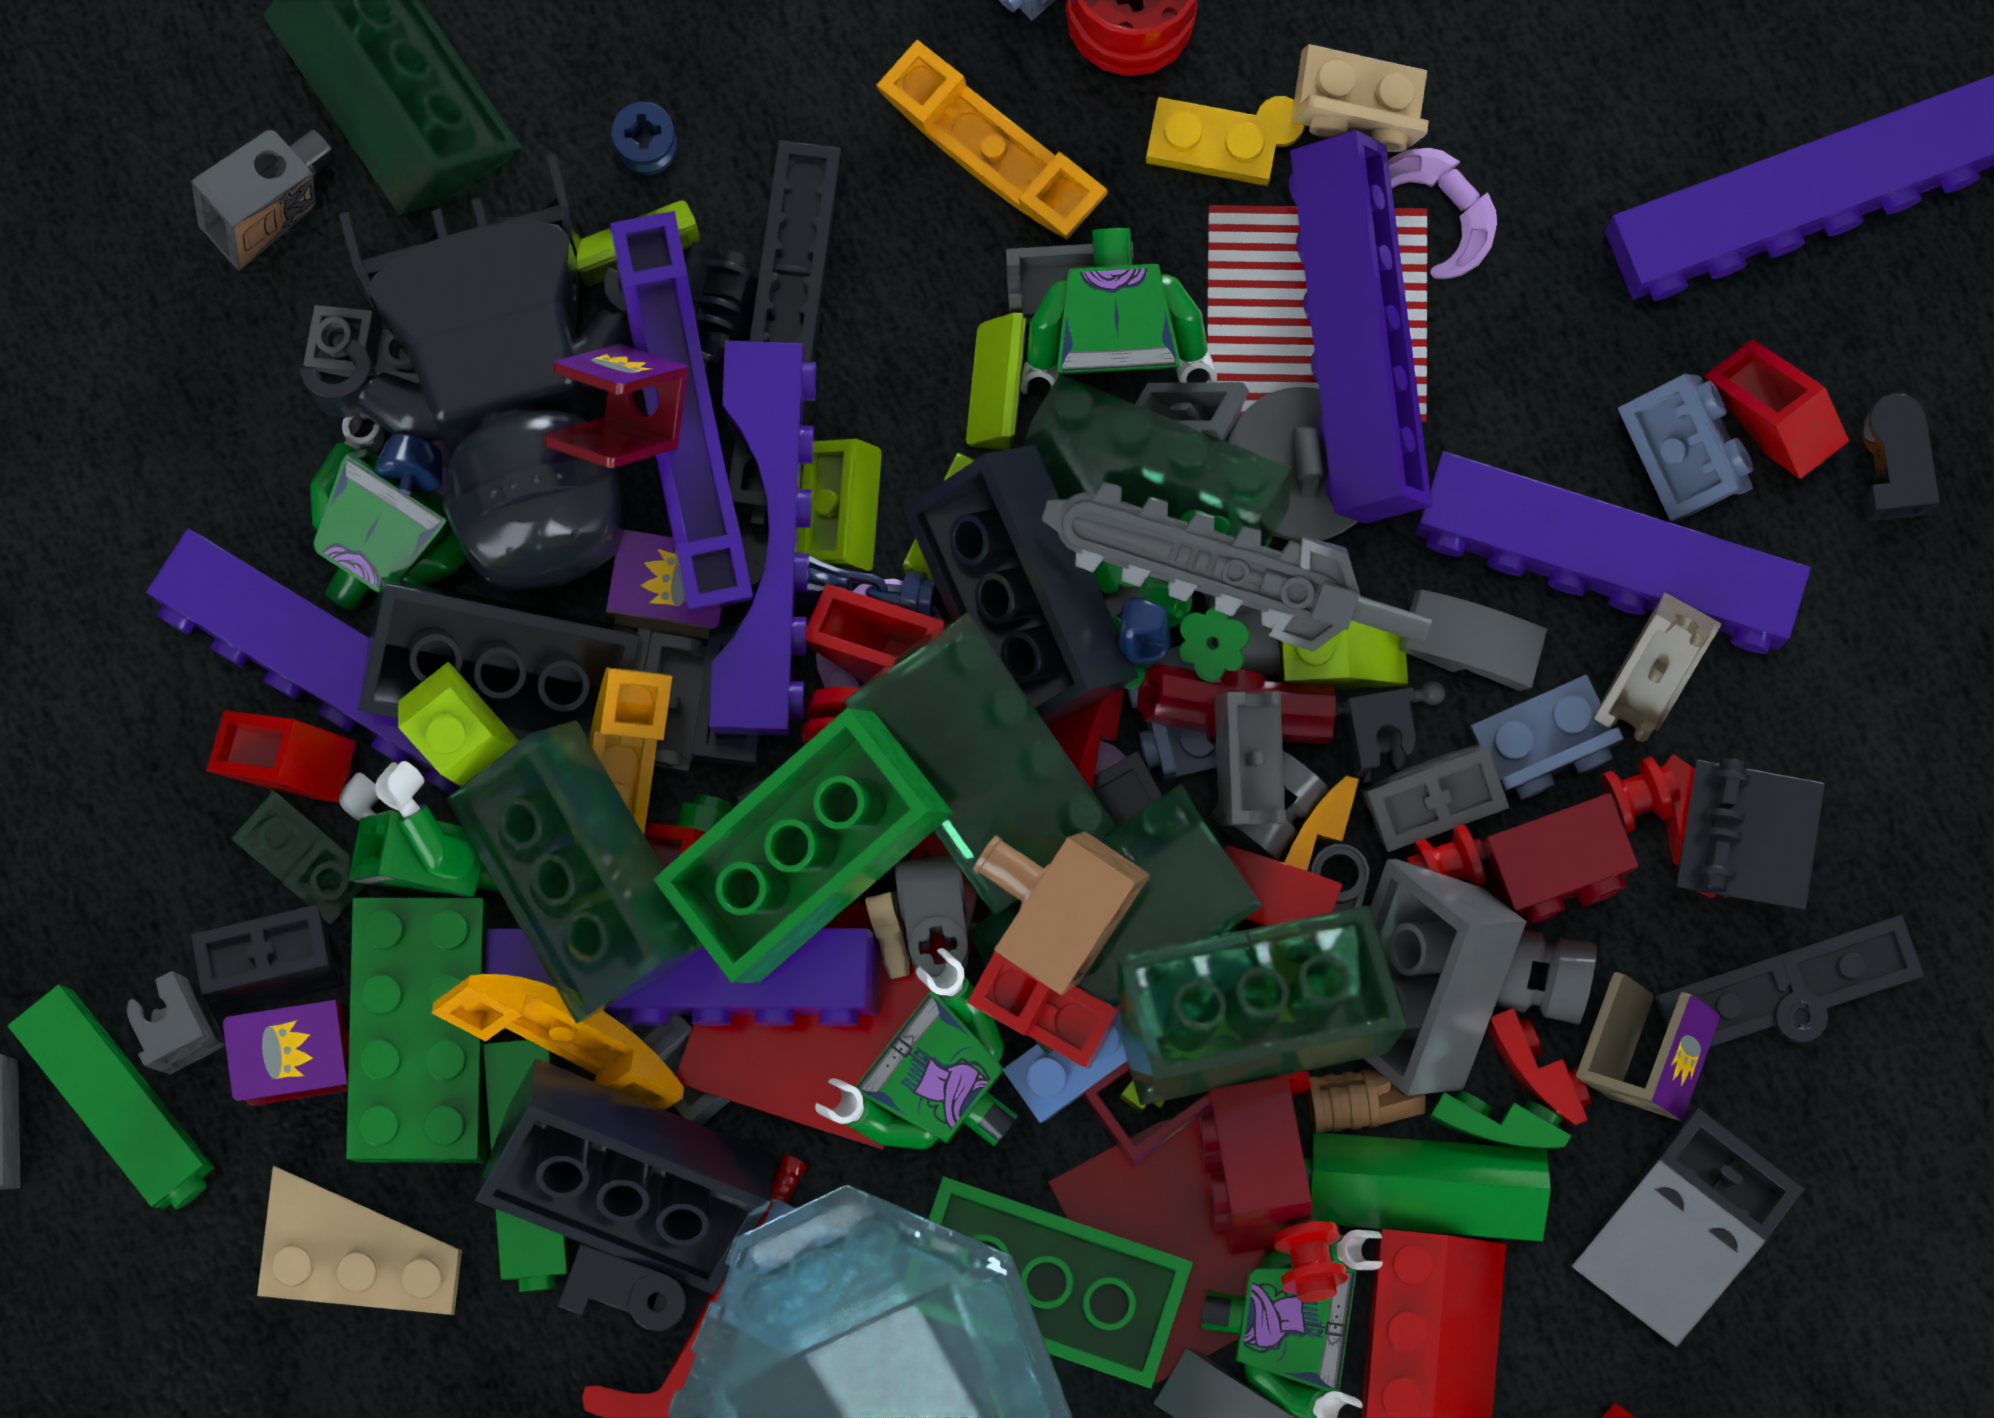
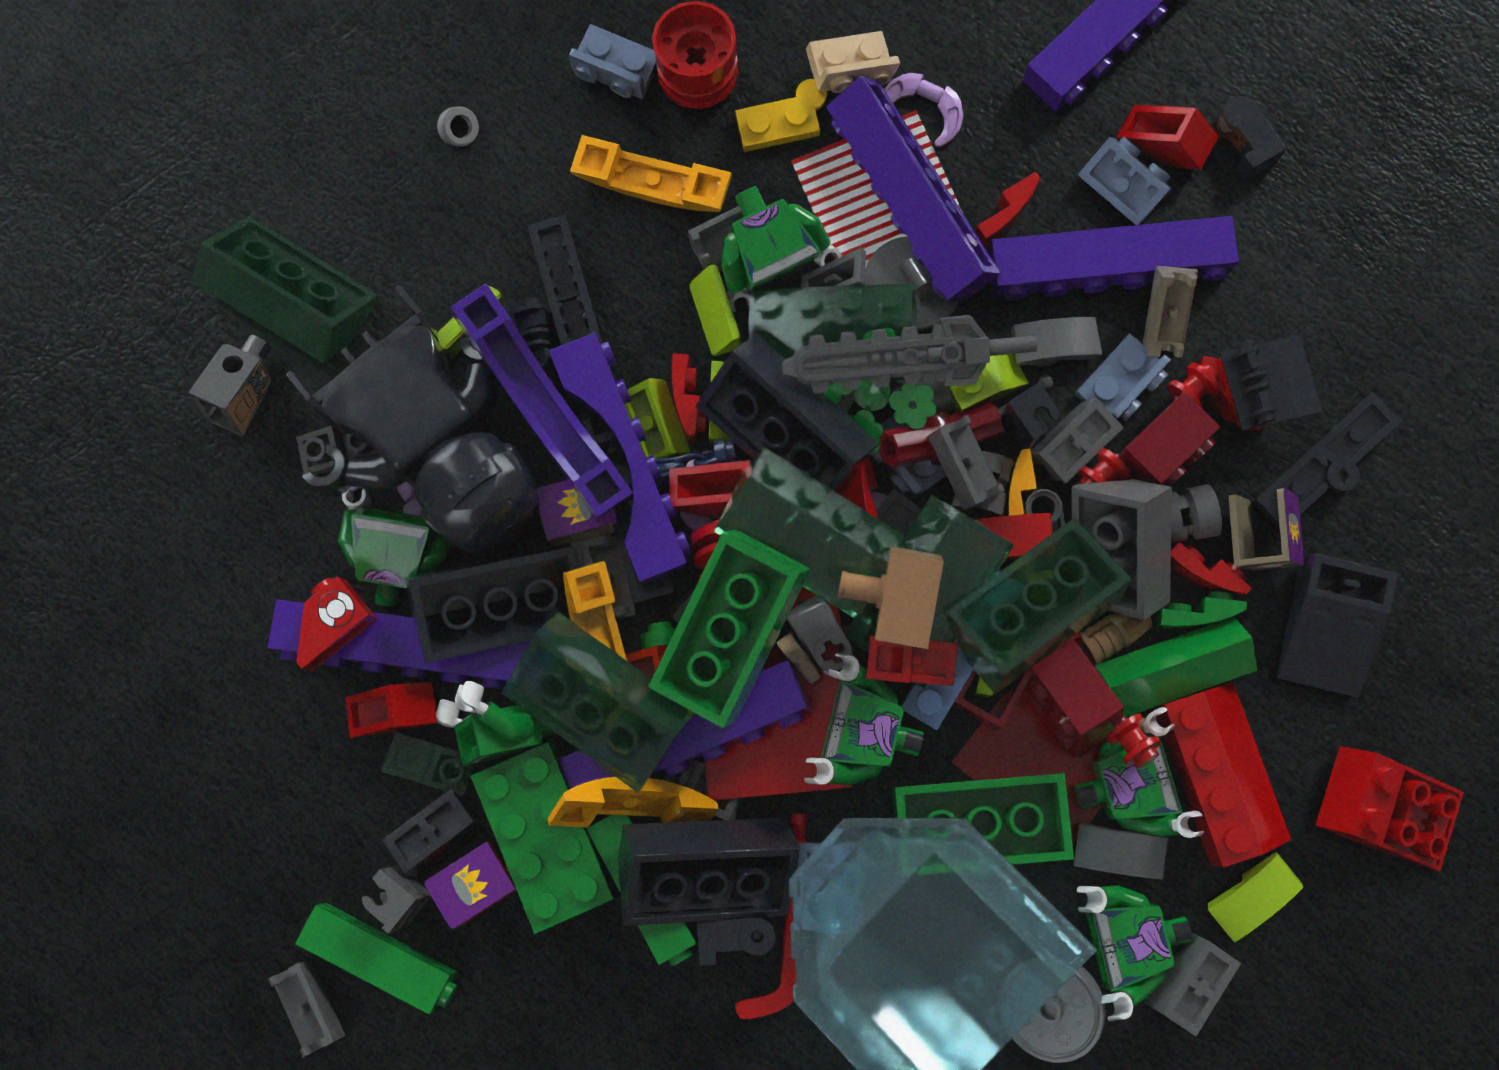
camera: 20 degrees left, 0 degrees up
(251, 594) = (330, 622): none -> red slope
(350, 1255) = (560, 988): tan wing -> none
(411, 462) = (393, 503): dark blue piece -> none
(453, 726) = (486, 647): lime slope -> none
(625, 431) = (512, 428): dark red piece -> none
(648, 152) = (454, 266): dark blue wheel -> none
(903, 464) = (682, 381): none -> red slope
(1144, 631) = (870, 414): dark blue piece -> none
(1504, 411) = (1011, 206): none -> red slope

